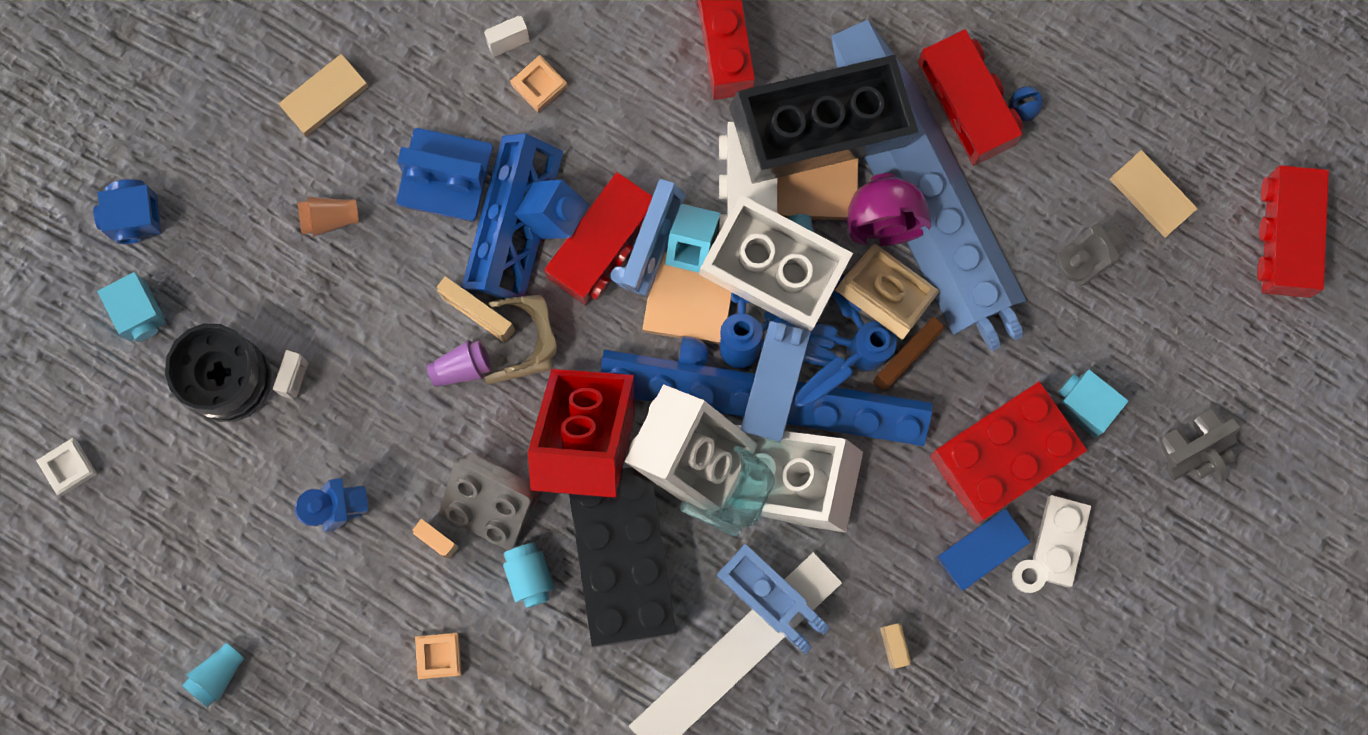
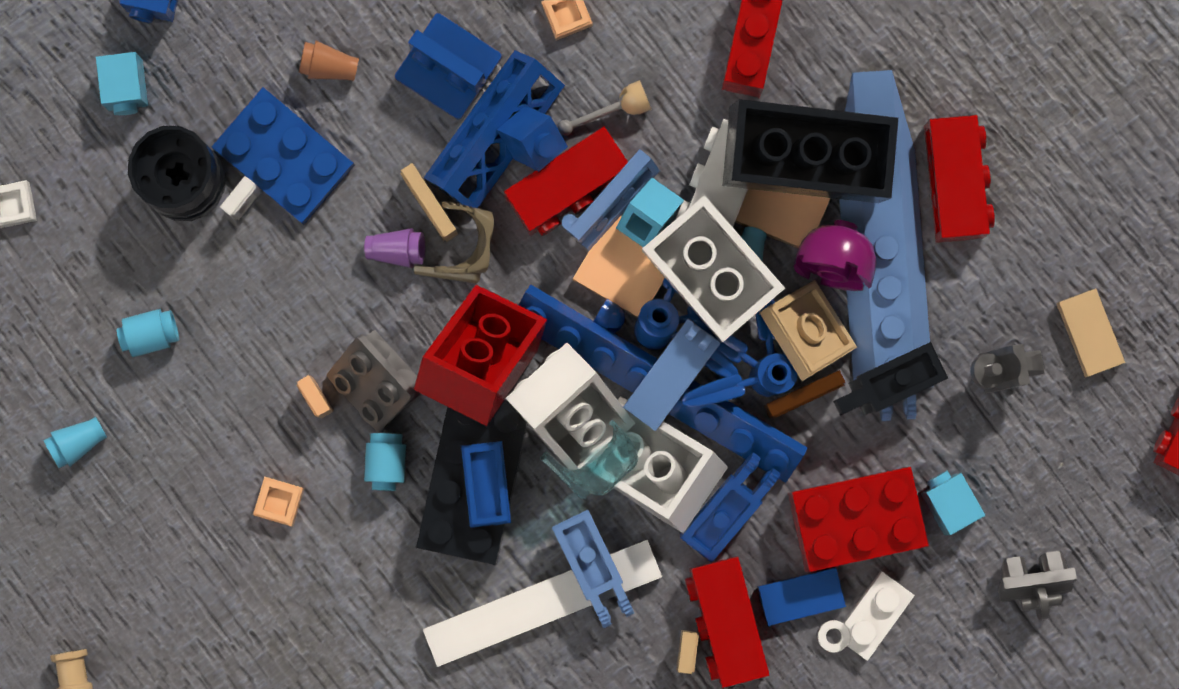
camera: 20 degrees right, 5 degrees up
(247, 539) = (147, 332): none -> medium azure brick
(316, 319) = (283, 155): none -> blue plate
(331, 505) = (232, 331): blue hips -> none
(632, 139) = (631, 100): none -> hinge
(637, 556) = (486, 484): none -> blue tile
(880, 492) = (728, 510): none -> blue hinge
(923, 602) = (727, 622): none -> red brick
(989, 307) = (893, 381): none -> black hinge
(1030, 109) = (1007, 212): blue hinge -> none

